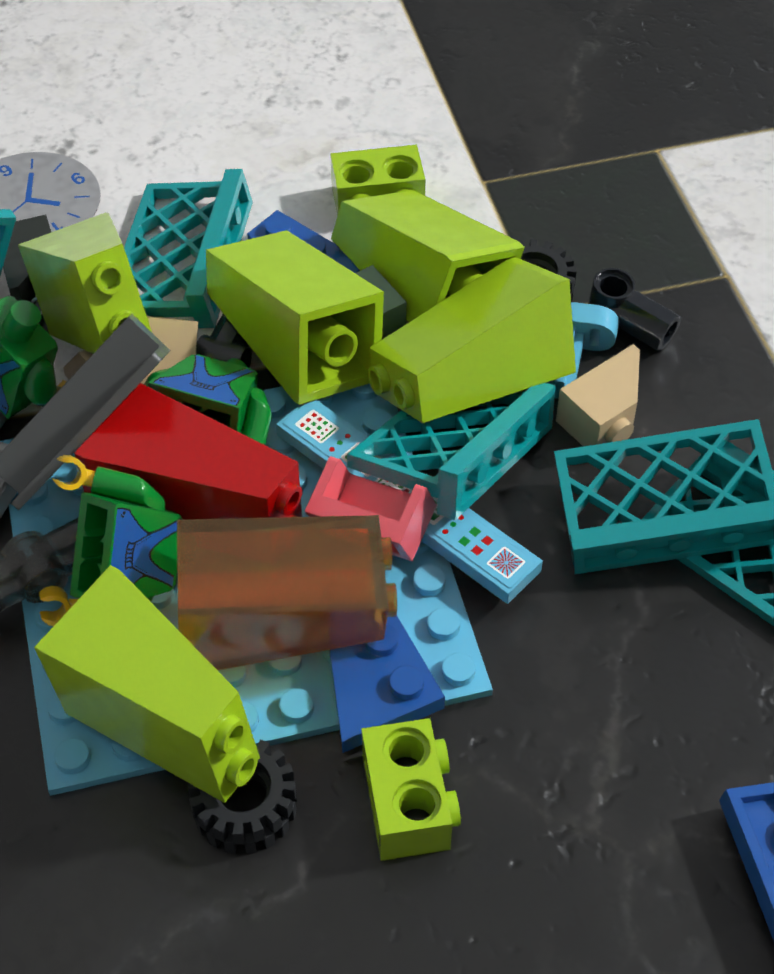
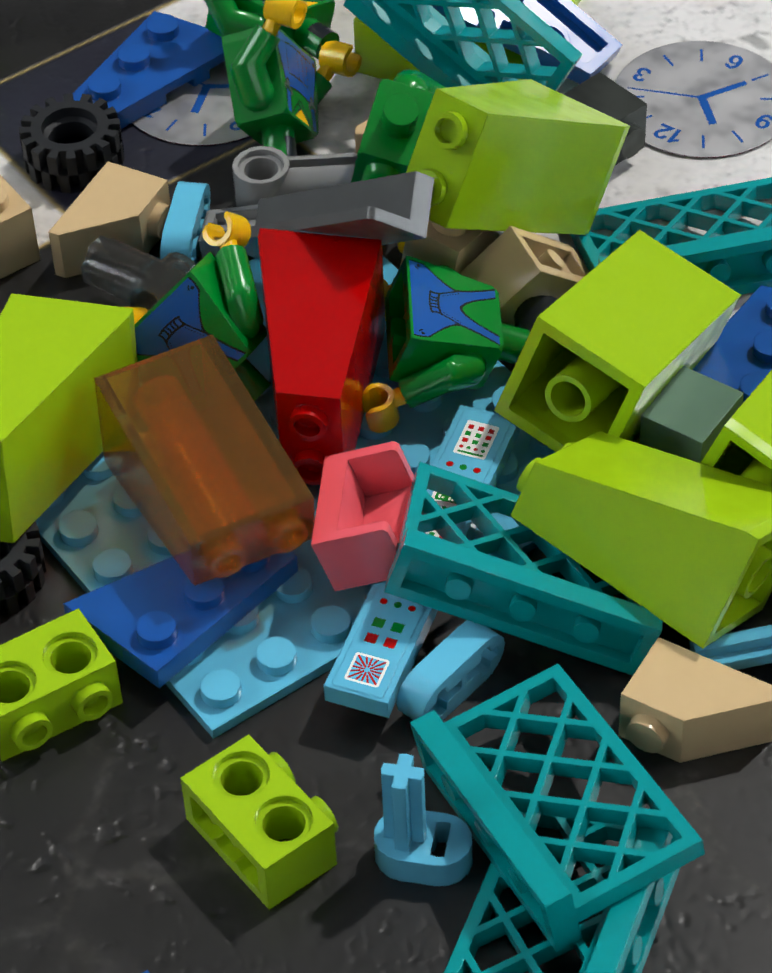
camera: 70 degrees right, 5 degrees down
(516, 517) = (451, 671): none -> medium azure beam
(609, 690) = (250, 826): none -> lime brick
(657, 586) = (411, 833): none -> medium azure piece

